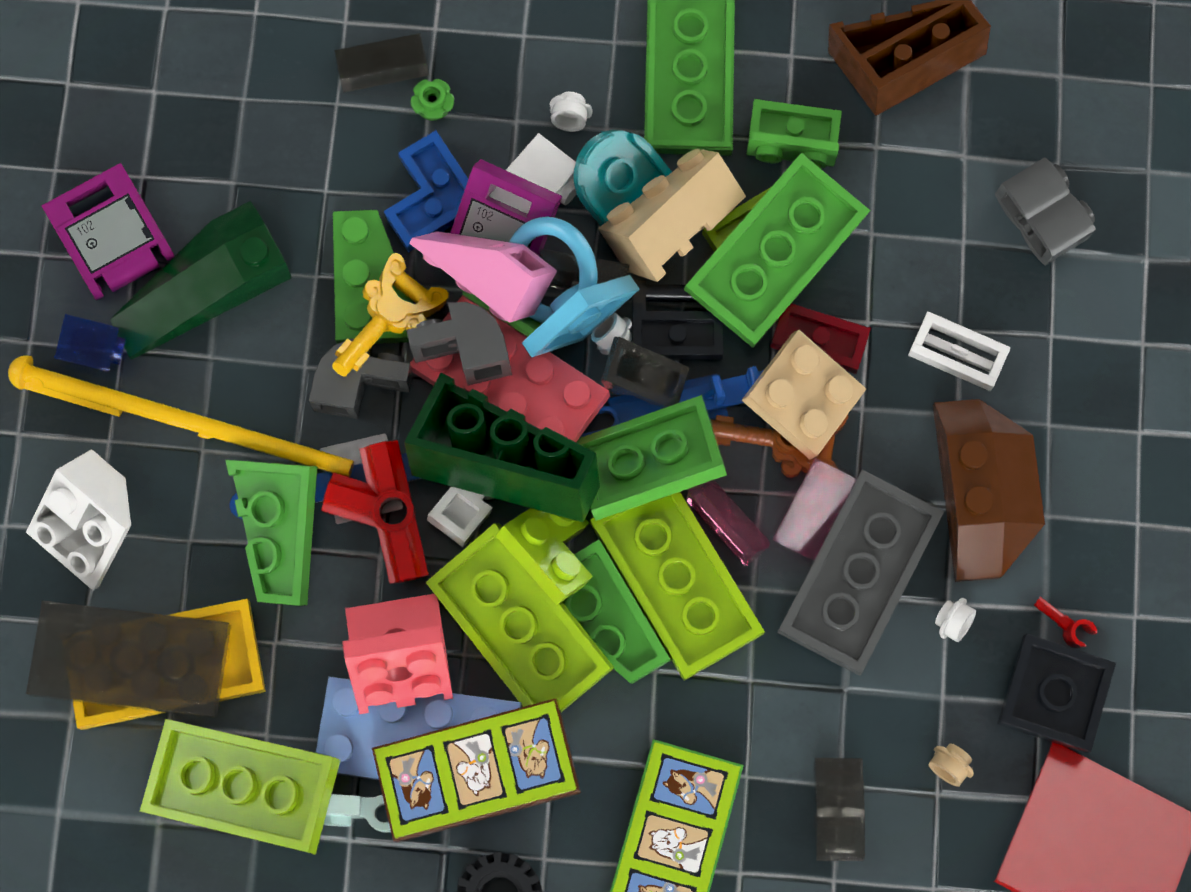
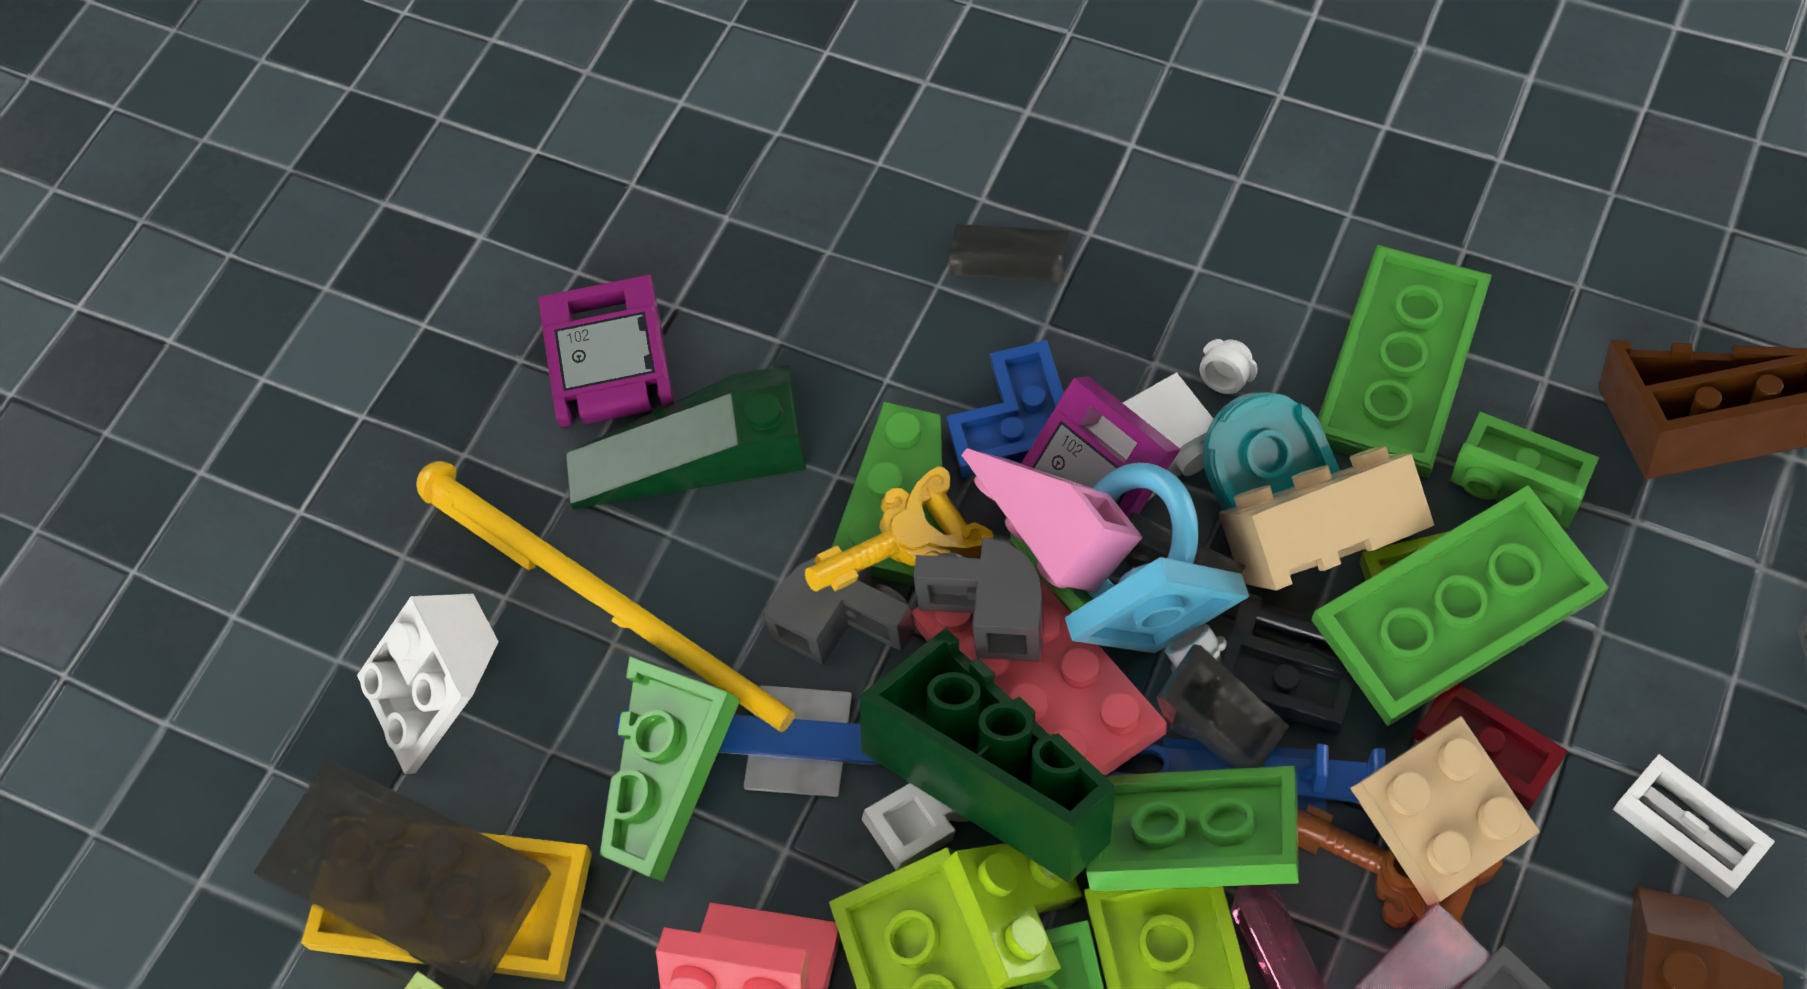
camera: 30 degrees right, 15 degrees down
(89, 343) = (527, 470): clear blue bracket -> none
(364, 504) = (790, 768): red piece -> none
(432, 110) = (1056, 320): bright green plate -> none

